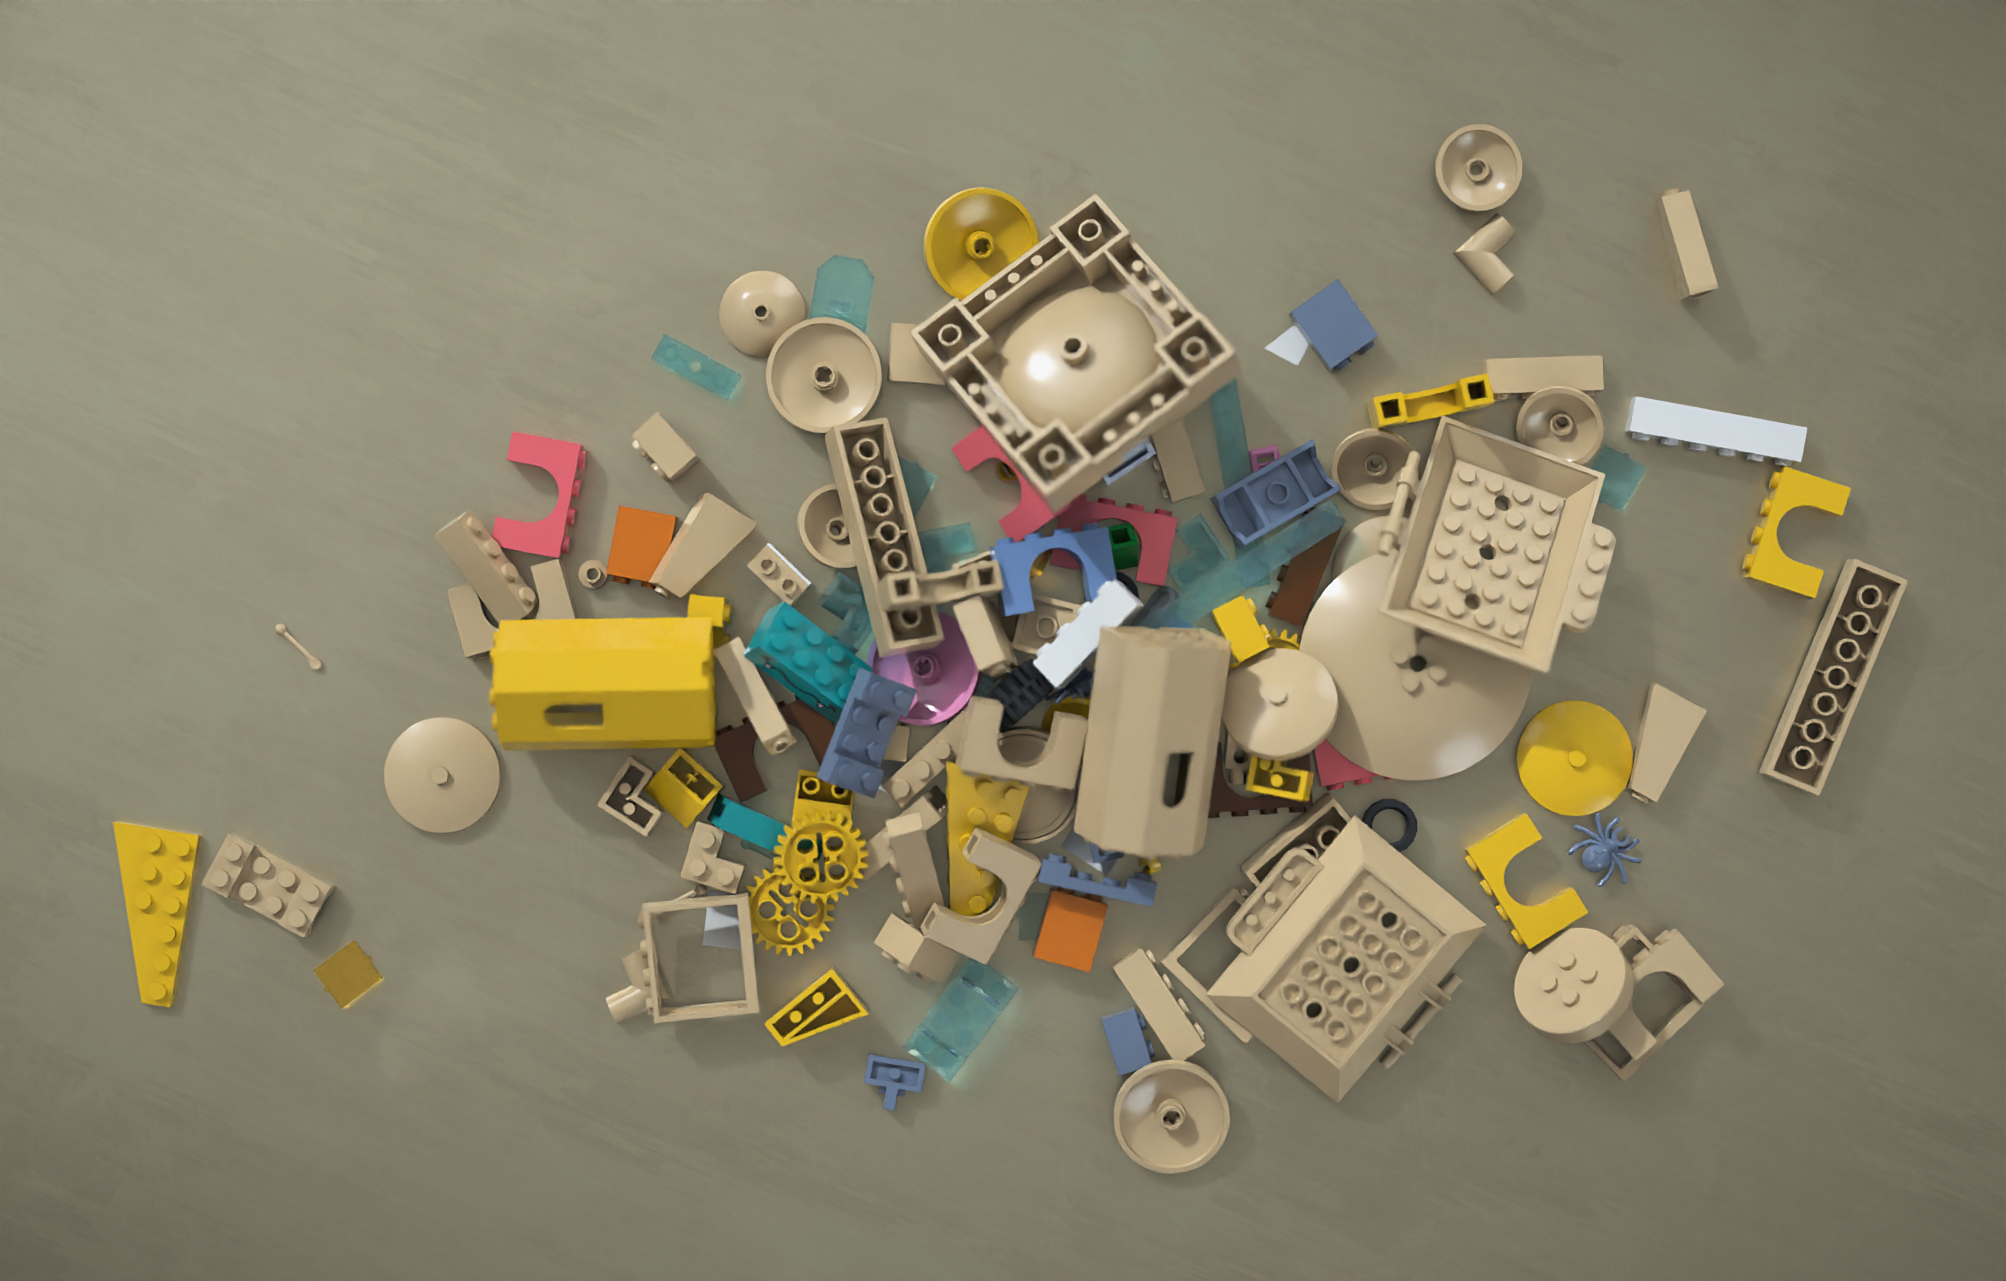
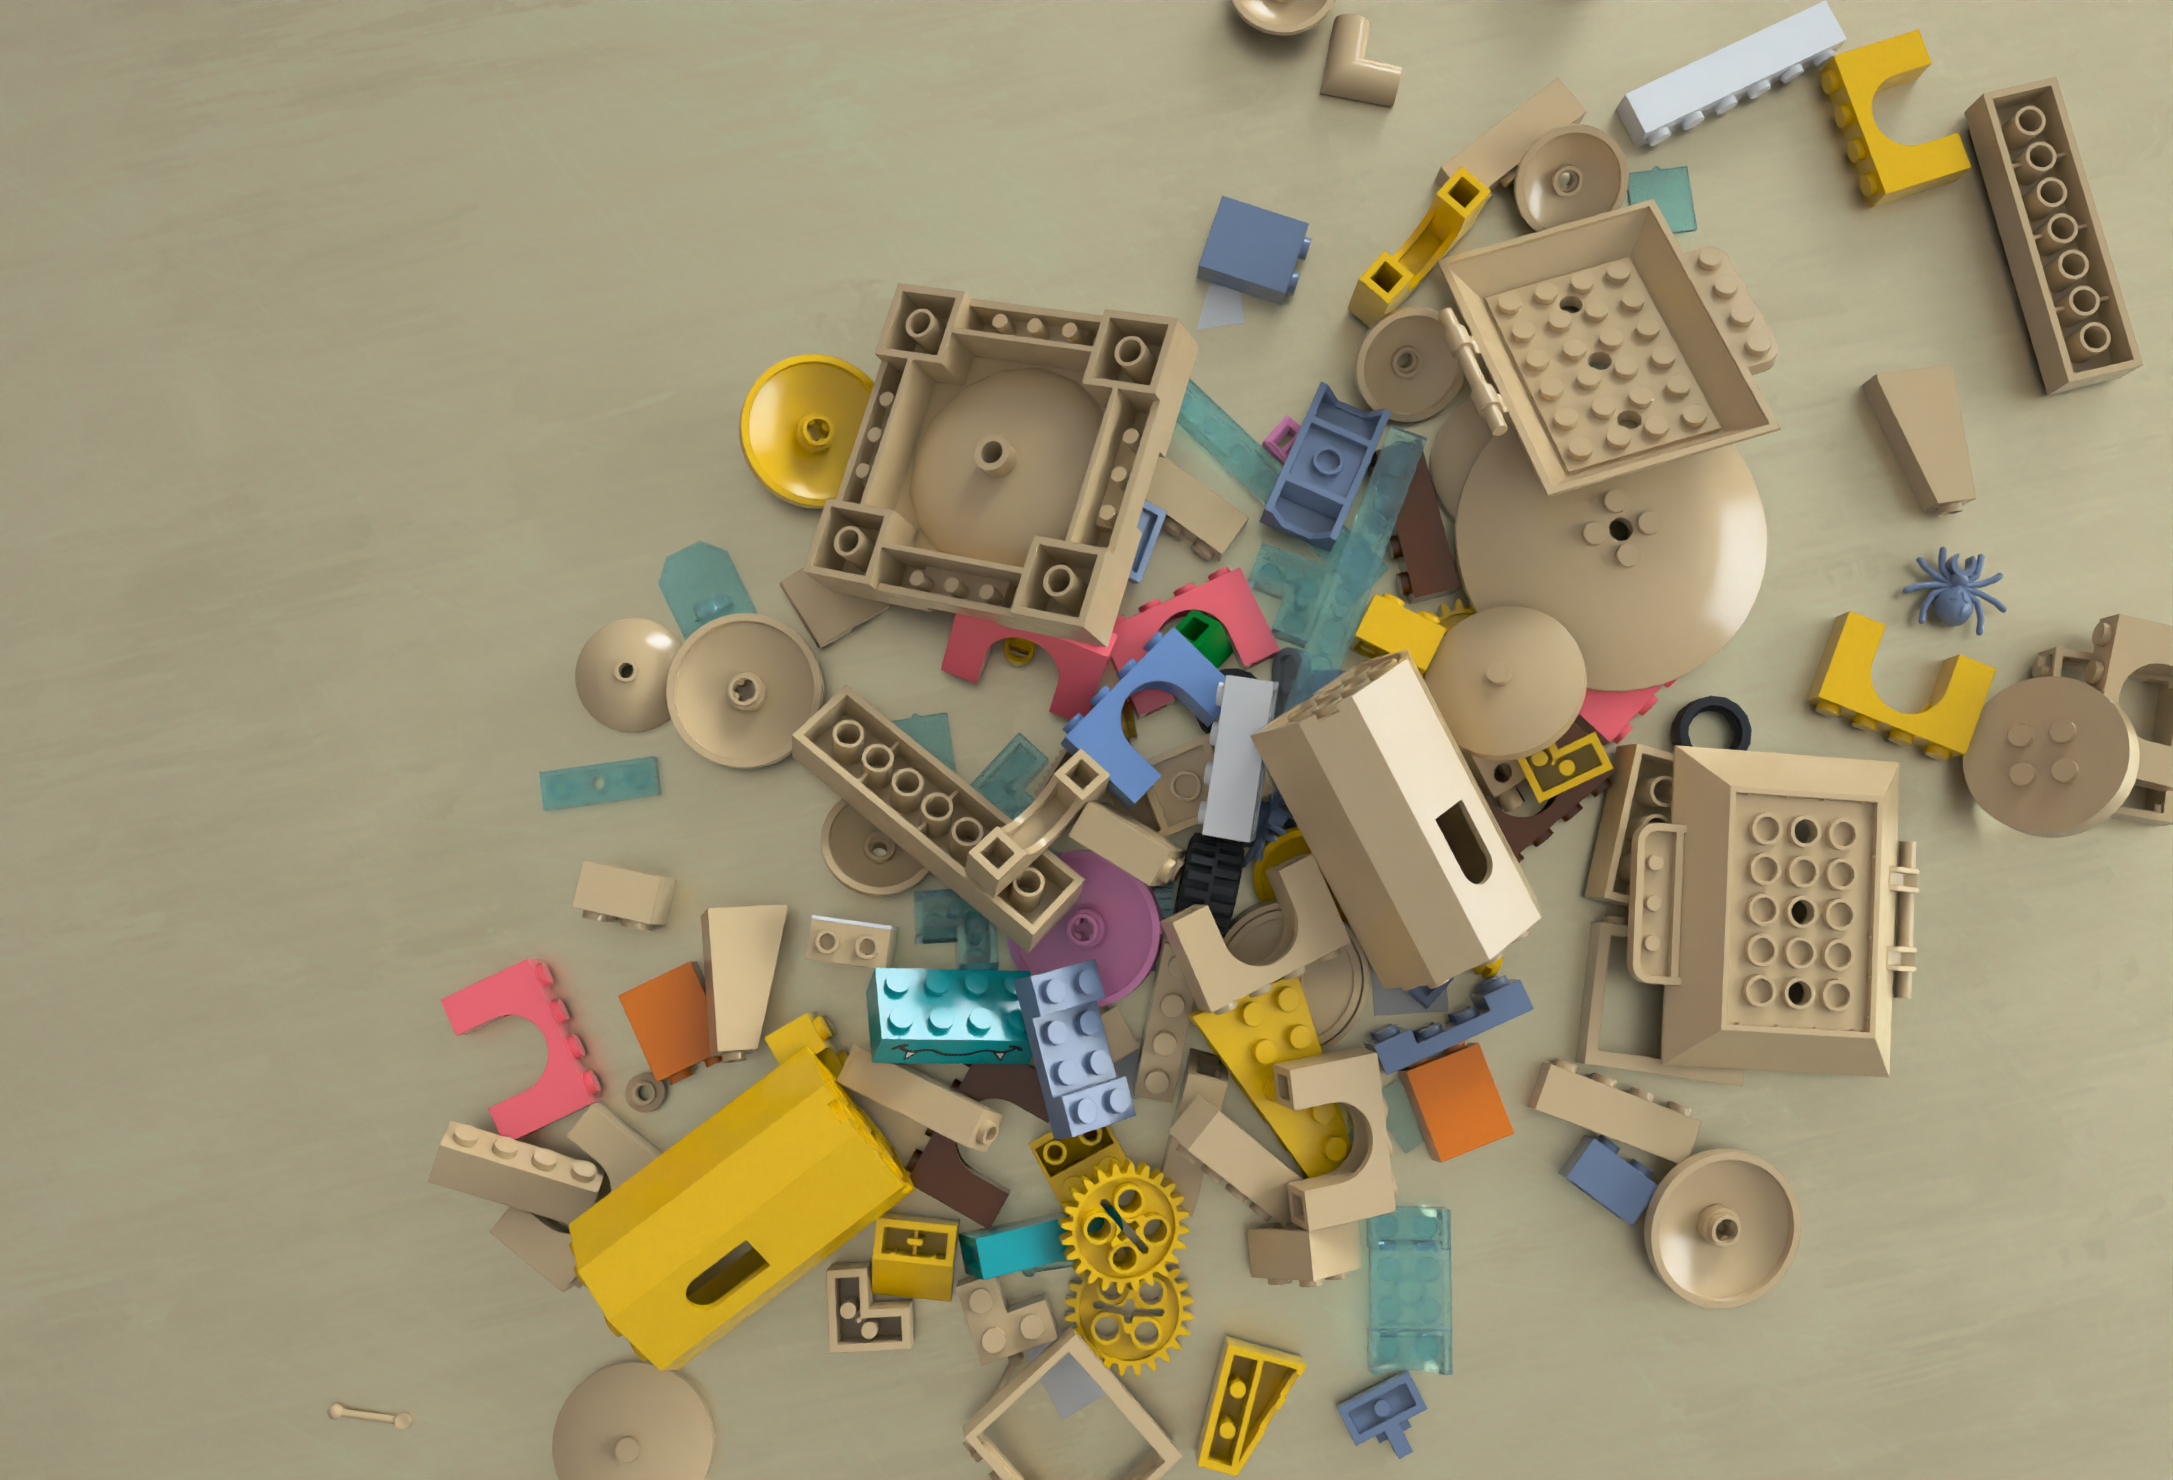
camera: 35 degrees left, 5 degrees down
(1574, 758) = (1846, 519): yellow dish -> none

